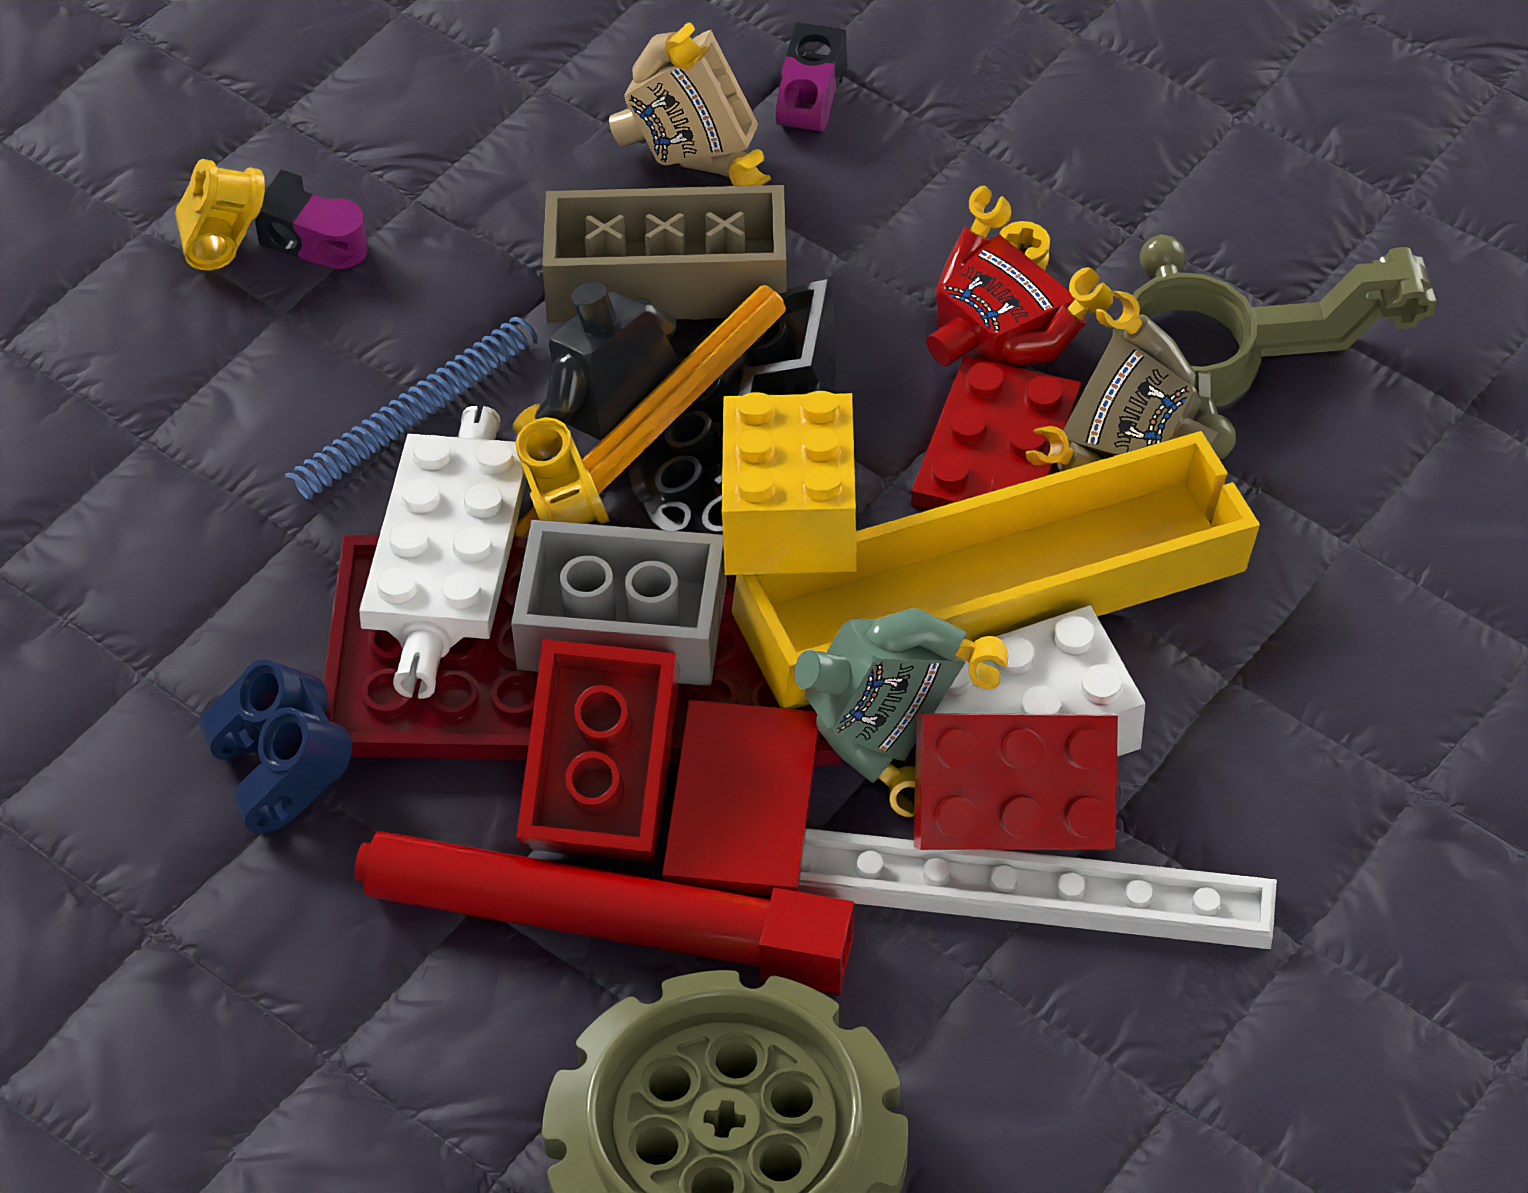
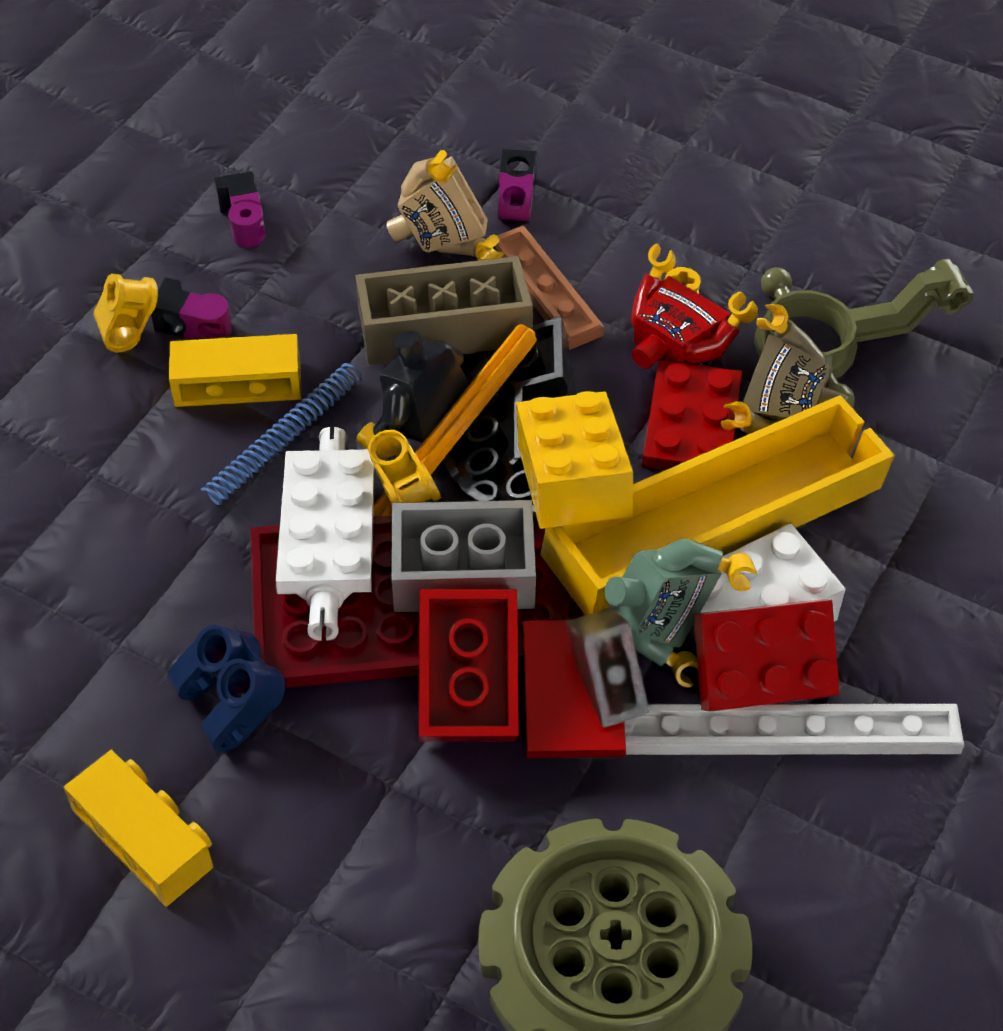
camera: 10 degrees left, 0 degrees up
(133, 915) = (140, 826): none -> yellow brick
(360, 312) = (235, 370): none -> yellow brick
(408, 64) = (241, 200): none -> magenta leg
(786, 936) = (625, 786): red brick -> none
(789, 772) = (608, 665): none -> clear smoke slope
(828, 233) = (550, 289): none -> nougat tile

